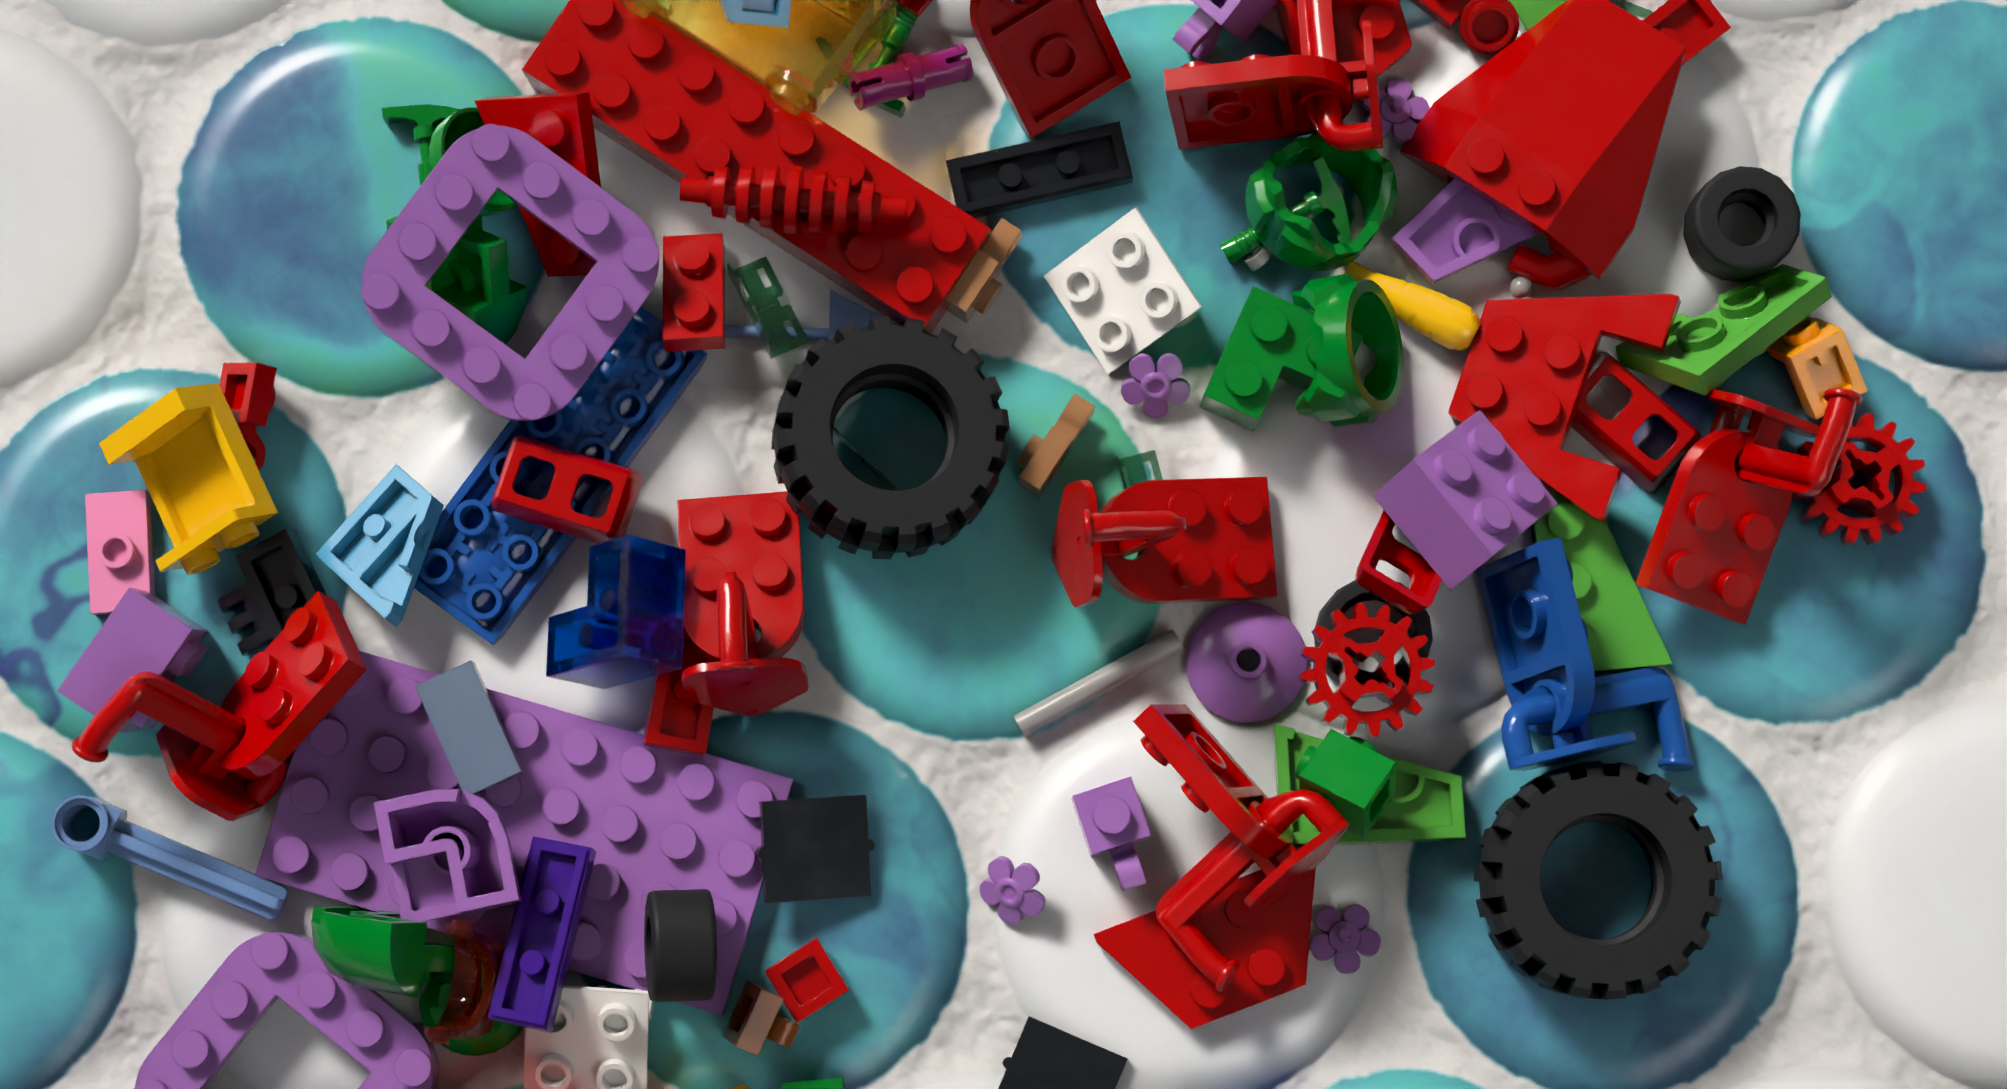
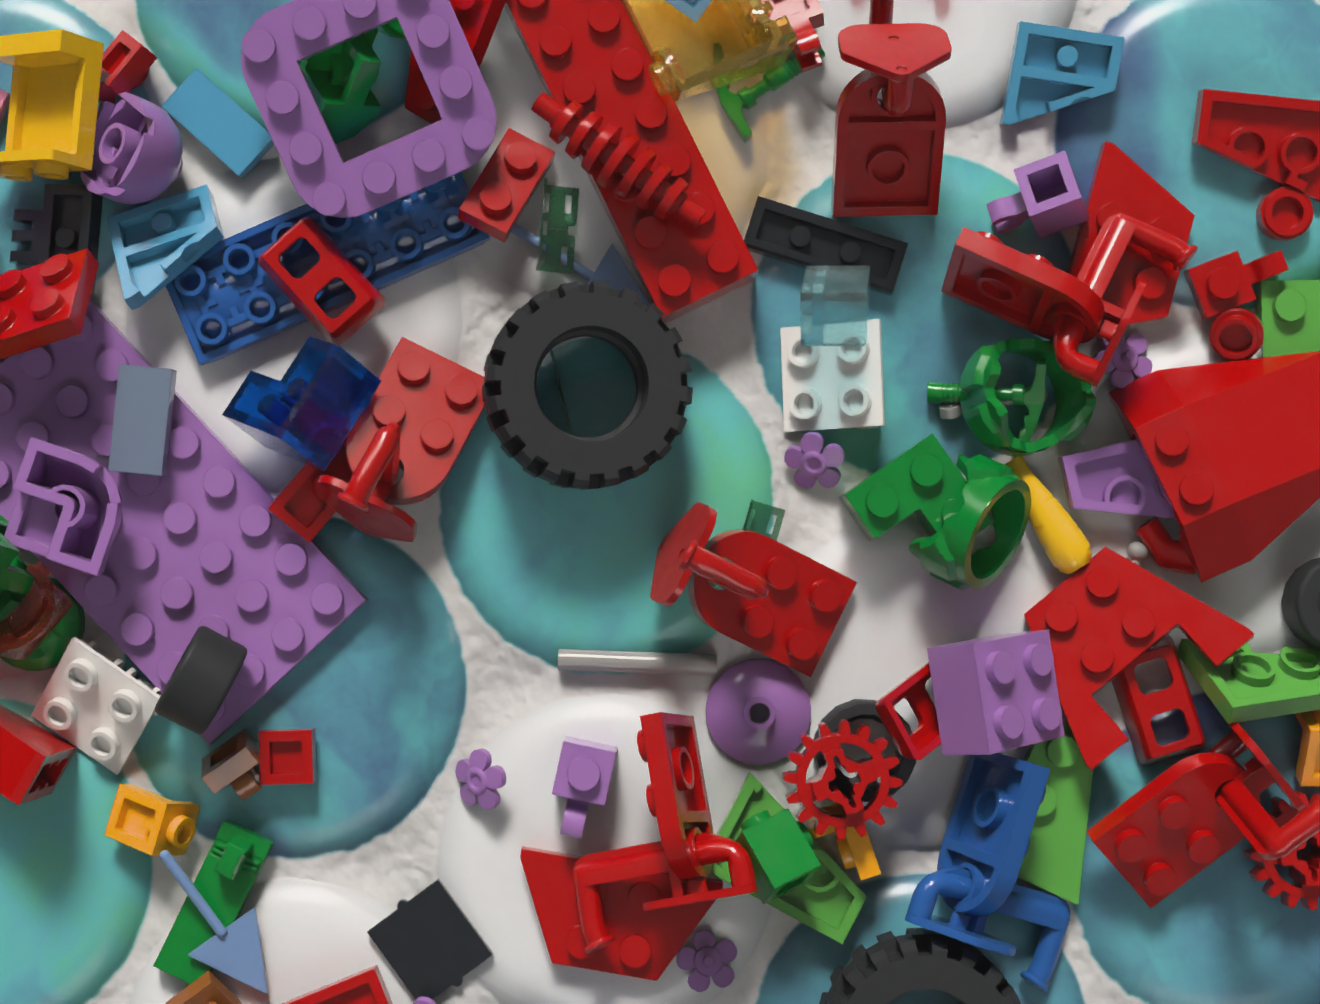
camera: 25 degrees right, 5 degrees up
(308, 470) = (134, 151): none -> medium lavender cylinder
(372, 398) = (219, 123): none -> dark azure tile
(542, 934) = (105, 608): dark purple tile -> none
(815, 848) = (350, 661): black piece -> none
(910, 76) = (768, 115): magenta pin -> none
(978, 284) = (725, 306): medium nougat plate -> none
(1044, 456) = (697, 467): medium nougat plate -> none
(1085, 218) = (835, 305): none -> clear light blue panel
(1420, 736) = (854, 850): none -> light orange bracket

